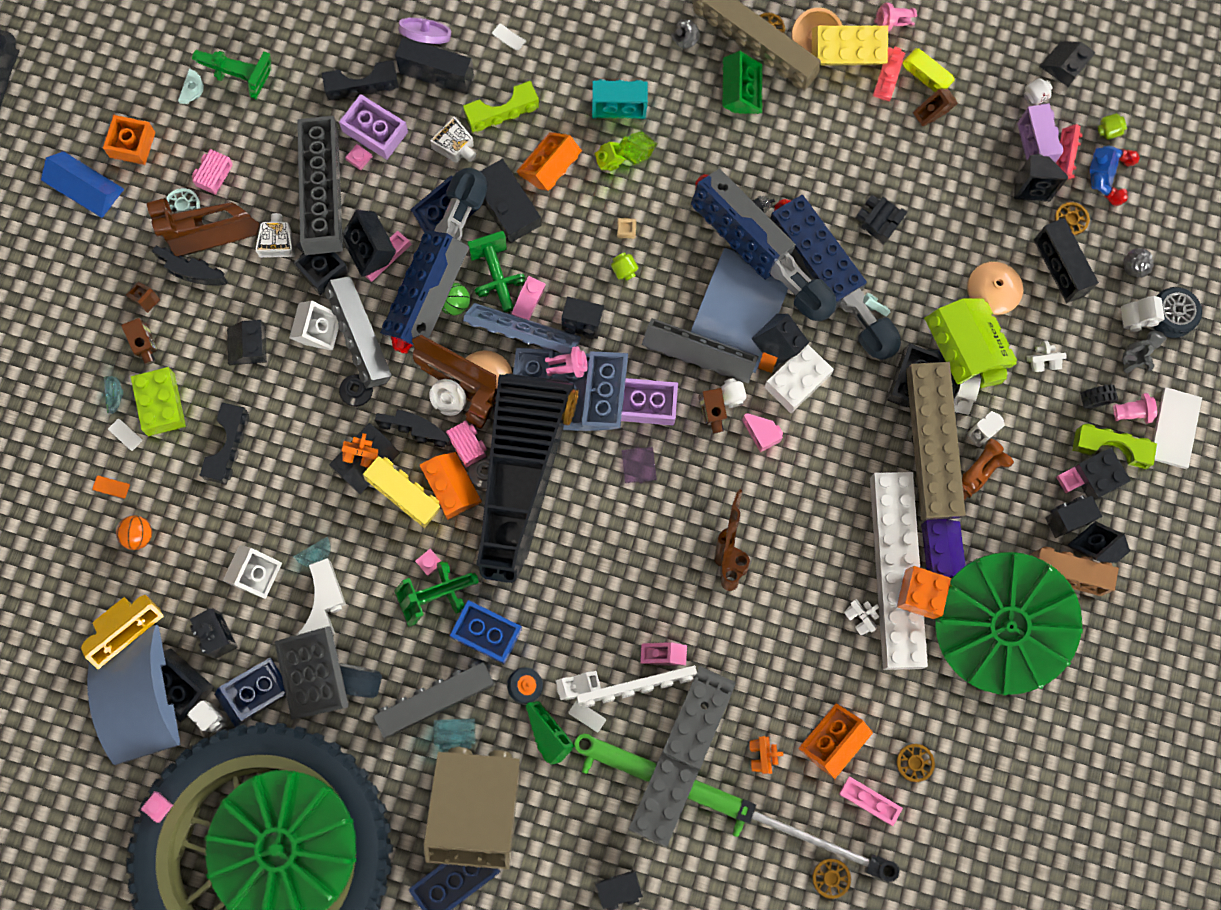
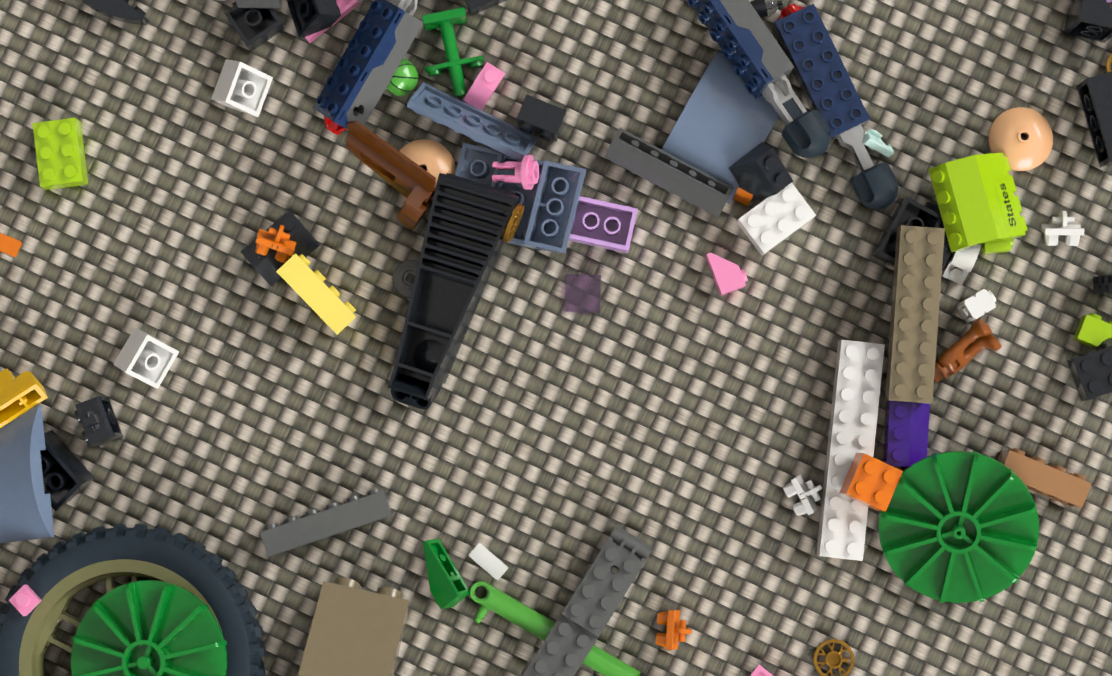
camera: 15 degrees right, 10 degrees up
(113, 393) = (11, 137): clear light blue plate -> none
(125, 434) = (21, 185): white sticker -> none
(134, 532) = (22, 299): orange piece -> none
(137, 333) = (42, 74): reddish brown torso -> none
(143, 296) = (52, 28): reddish brown slope -> none
(208, 717) = (85, 510): white brick -> none
(218, 466) = (120, 236): black arch -> none
(247, 343) = (163, 98): black slope -> none
(251, 692) = (134, 488): dark blue slope -> none
(311, 673) = (198, 480): dark grey plate -> none
(314, 553) = (216, 347): clear light blue plate -> none
(327, 596) = (224, 397): white arch -> none
(351, 397) = (288, 171): black piece -> none
(357, 332) = (287, 101): brick -> none
(360, 680) = (243, 492): black wheel -> none
(411, 600) = (313, 414): green piece -> none
(421, 429) = (346, 222): black slope -> none
(428, 562) = (338, 372): bright pink plate -> none
(448, 397) = (380, 190): white tile -> none
(450, 484) = (371, 289): orange slope -> none
(454, 732) = (344, 561): clear light blue brick -> none
(466, 444) = (394, 246): bright pink brick -> none
(486, 632) = (390, 458): blue brick -> none
(524, 685) = (425, 521): black wheel -> none
(570, 687) = (482, 529): white brick -> none
(624, 266) = (598, 61): lime head -> none
(626, 228) = (607, 14): tan tile -> none
(645, 685) = (534, 541): white plate -> none
(663, 654) = (579, 507): bright pink slope -> none
(710, 401) = (672, 233): reddish brown torso -> none
(727, 555) = (665, 409): reddish brown panel -> none
(733, 393) = (699, 226): white head -> none
(836, 740) = (751, 624): orange slope -> none
(882, 219) = (904, 41): black hips -> none
(1070, 480) = (1062, 374): bright pink plate -> none
(1073, 515) = (1054, 418): black brick -> none
(1101, 543) = (1079, 453): black slope -> none

